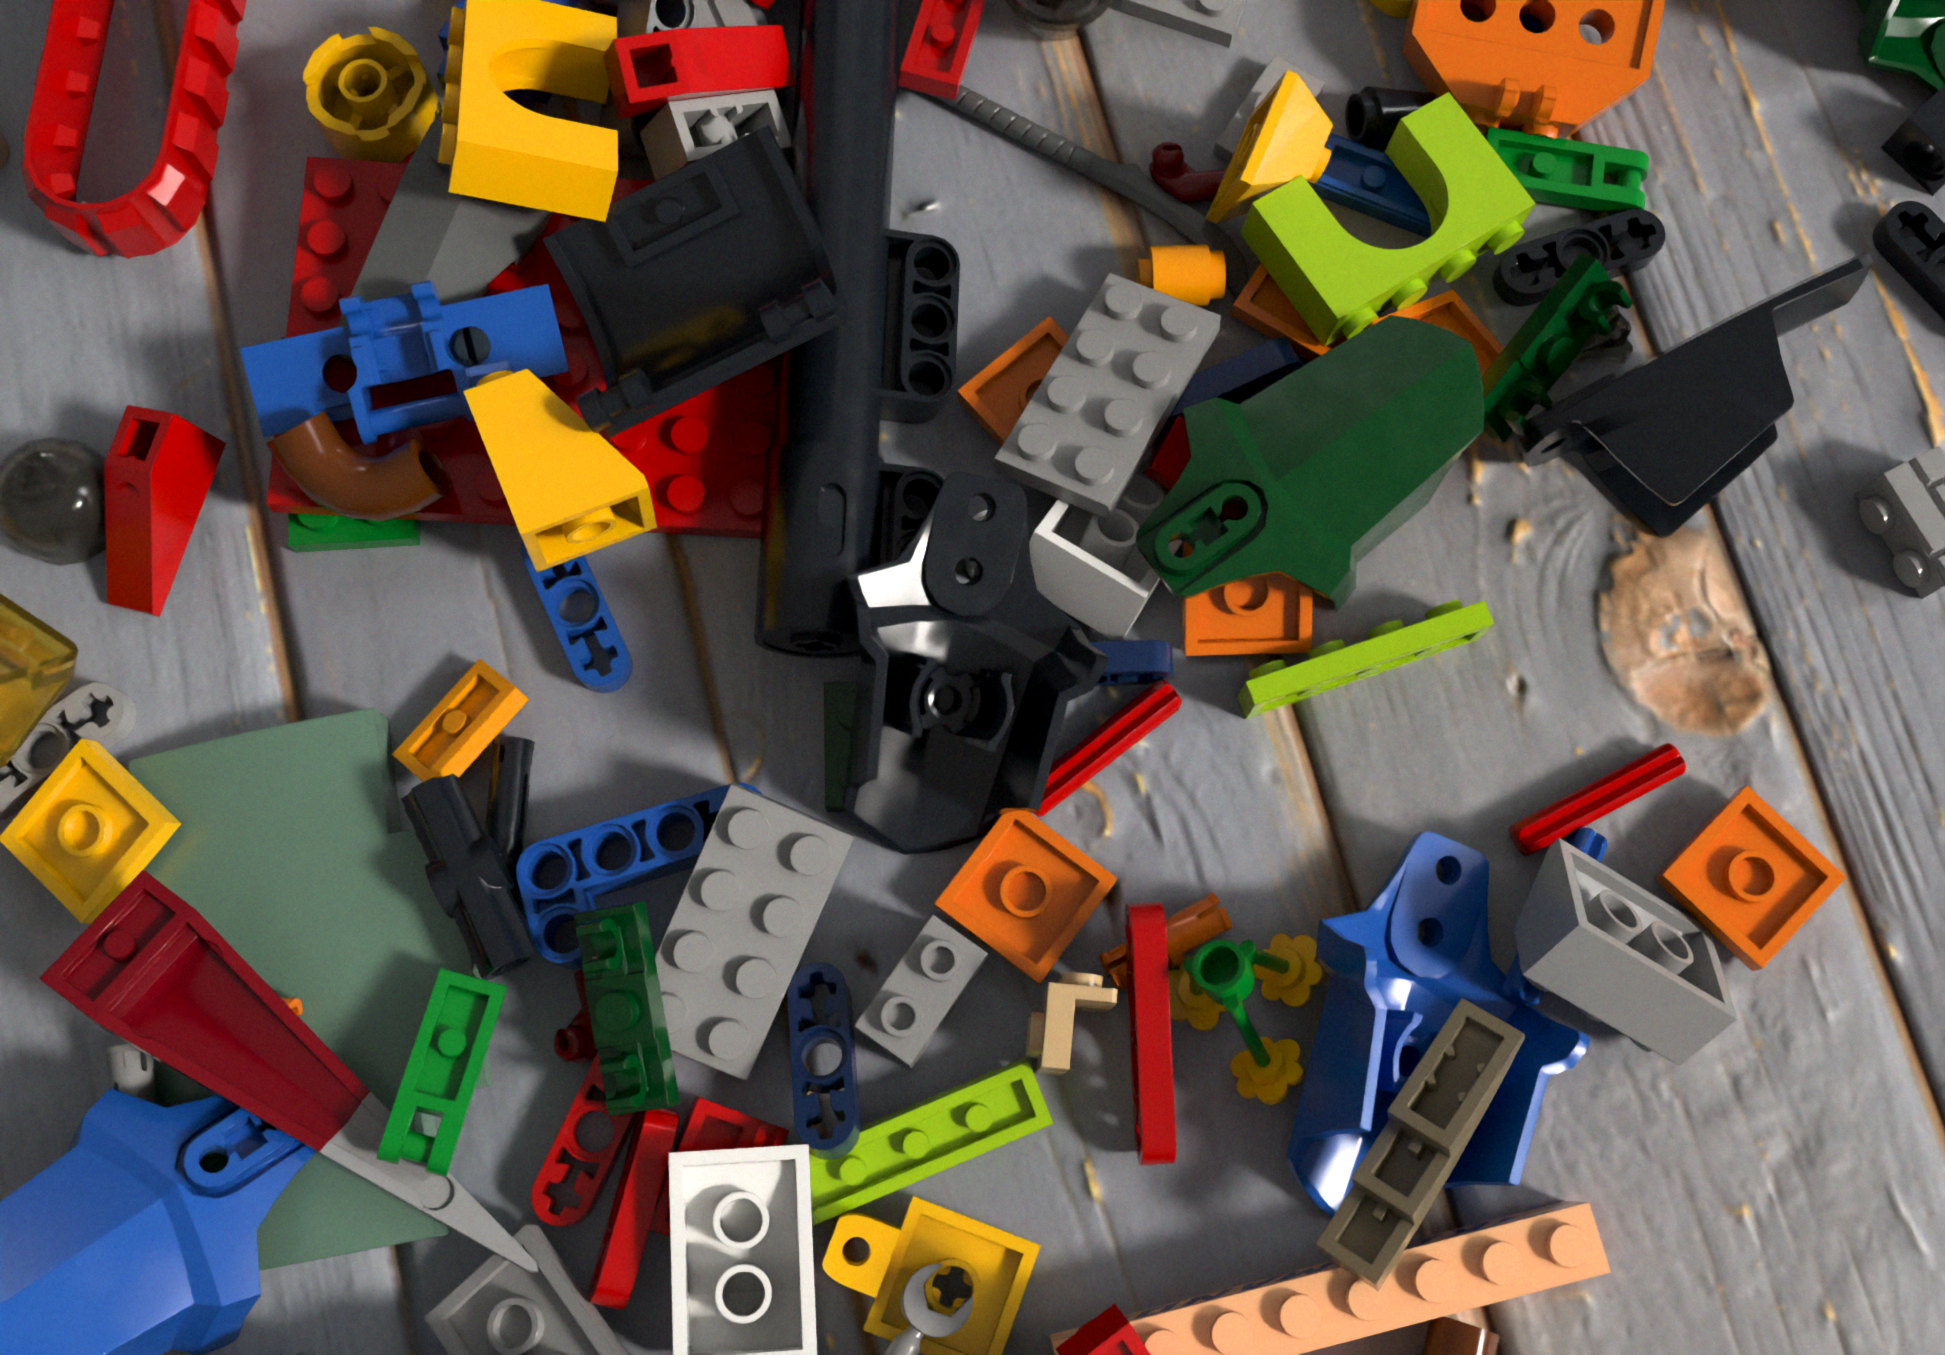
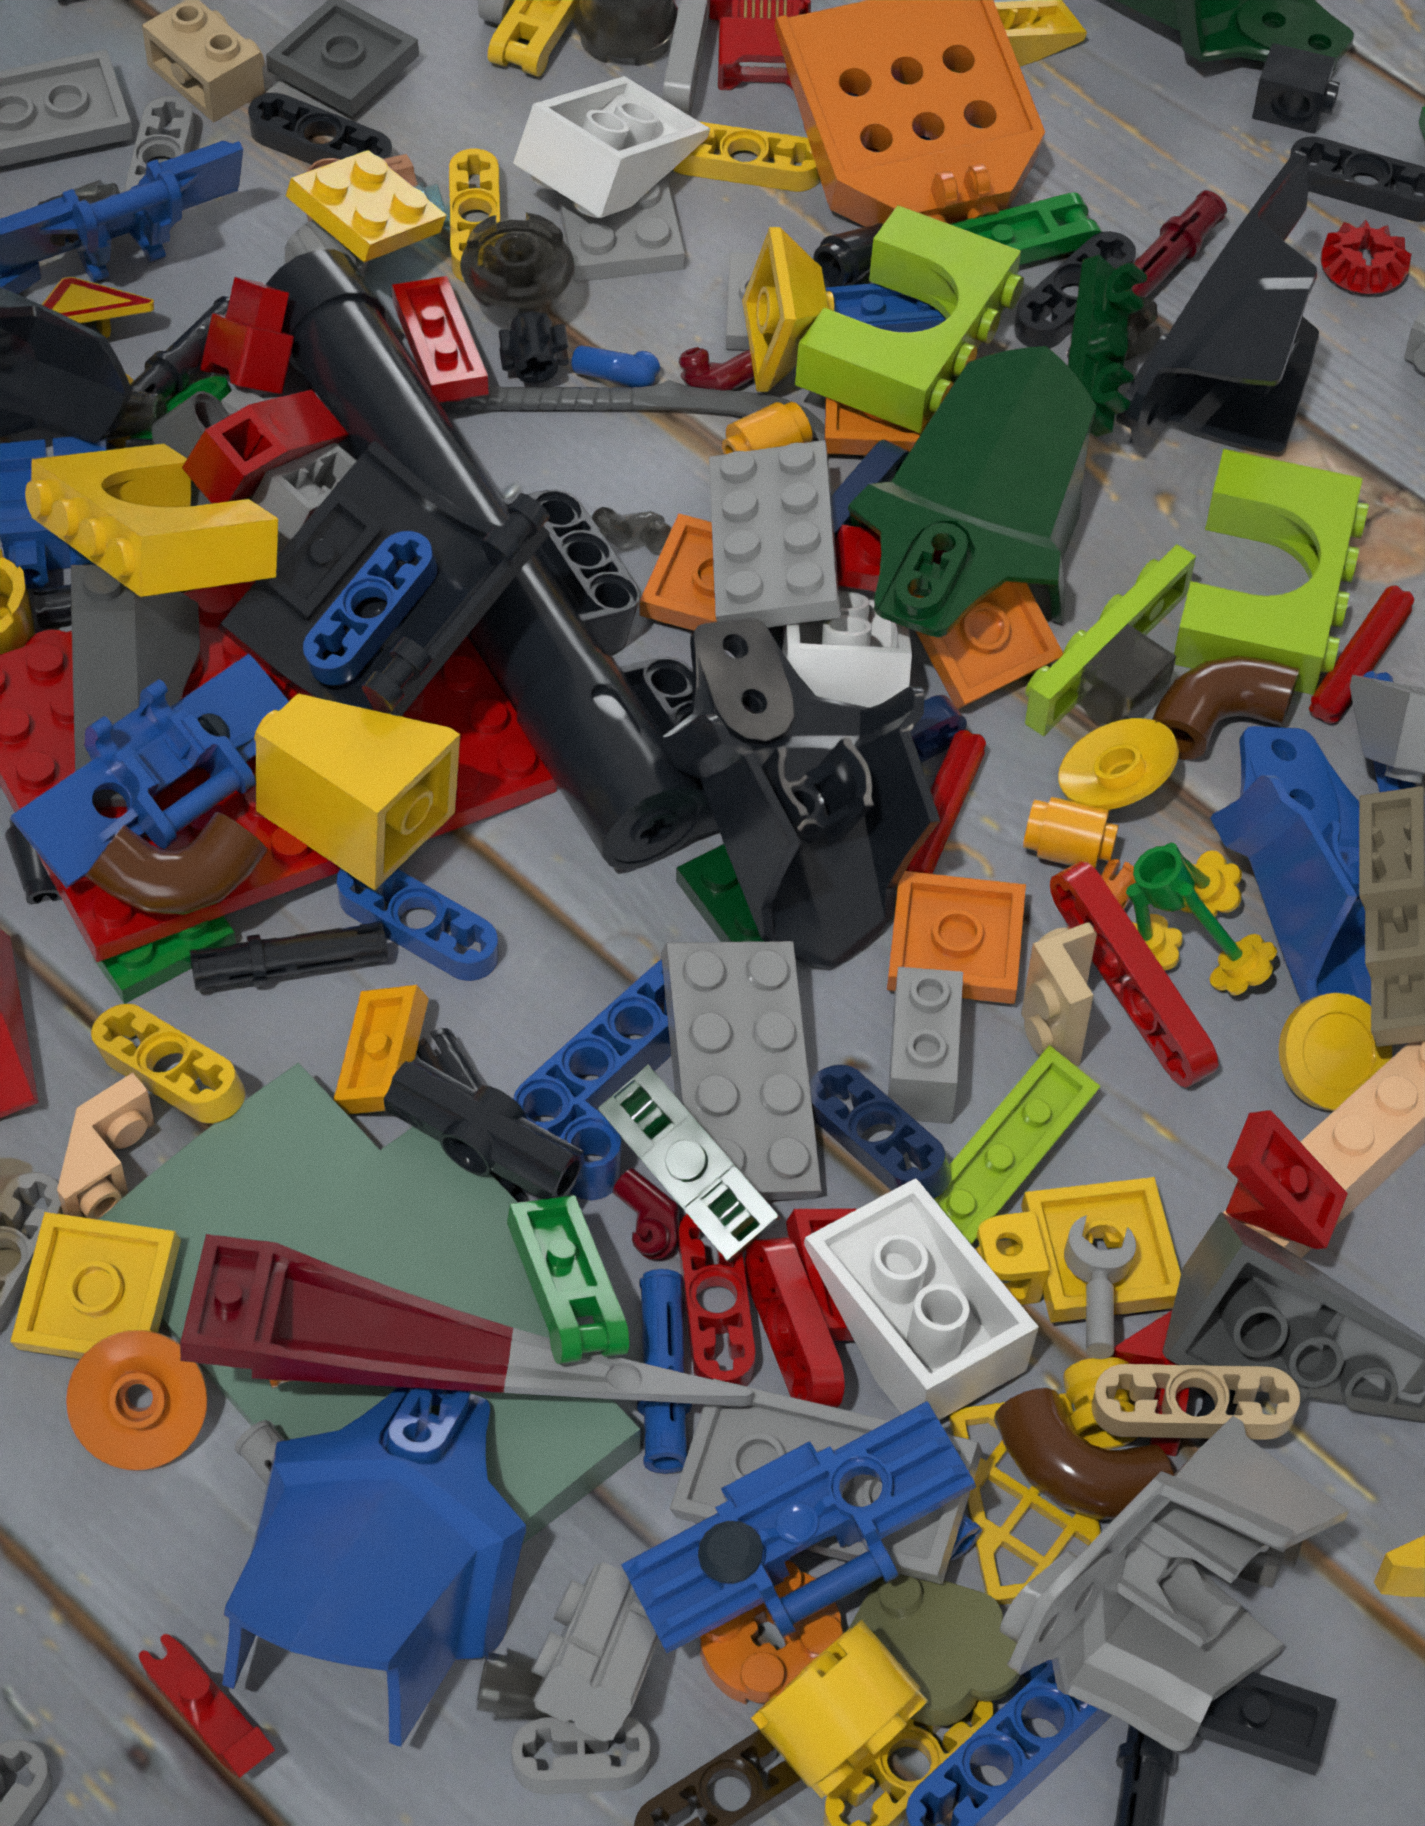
camera: 30 degrees left, 20 degrees down
(34, 938) = (115, 1427): none -> orange dish
(157, 705) = (91, 1173): none -> light nougat slope
(291, 662) = (175, 1085): none -> yellow beam
(418, 578) = (289, 955): none -> black pin
(508, 1172) = (663, 1348): none -> blue pin
(658, 281) = (369, 634): none -> blue beam
(999, 307) = (632, 530): none -> clear smoke arm
(1028, 69) = (533, 347): none -> black gear
(1092, 126) = (616, 367): none -> blue arm
(1193, 846) = (1070, 832): none -> light orange brick
(1277, 780) = (1118, 763): none -> yellow dish
(1283, 1210) = (1329, 1049): none -> yellow piece
(1348, 711) = (1125, 678): none -> clear smoke brick
(1427, 770) = (1224, 690): none -> reddish brown cylinder
(1643, 635) = (1310, 518): none -> lime arch
(1700, 260) = (1179, 239): none -> dark red pin
(1863, 362) = (1348, 268): none -> red gear

